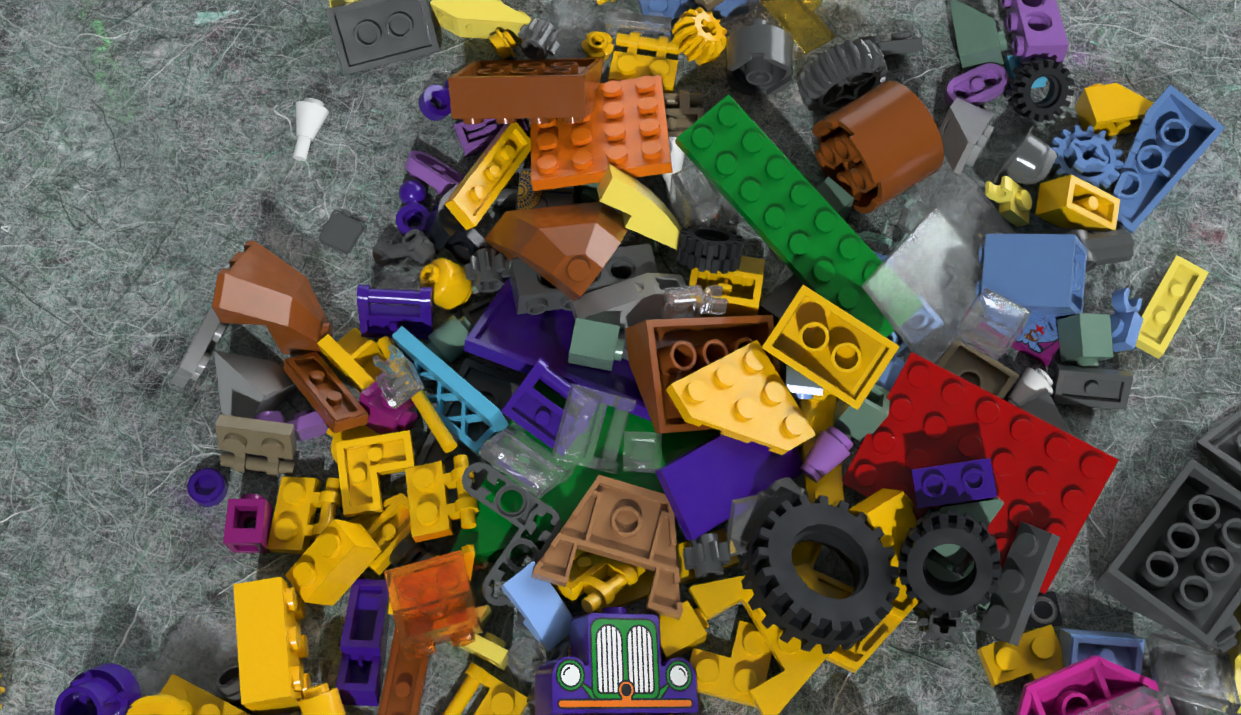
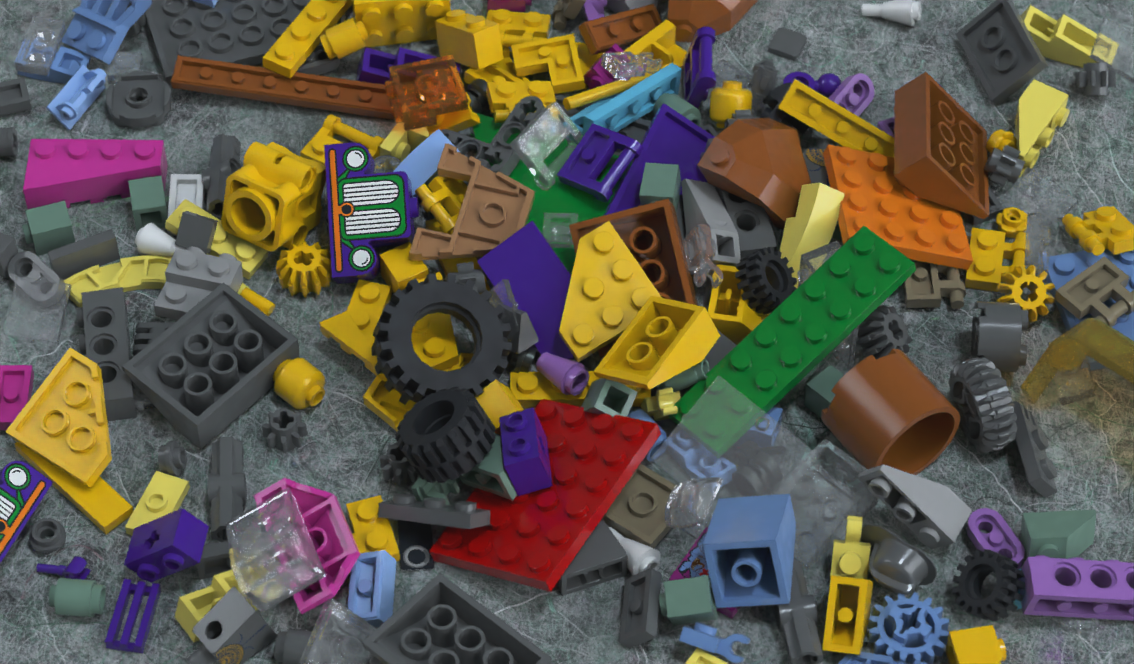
camera: 90 degrees right, 15 degrees down
(582, 426) = (577, 174): clear plate -> none

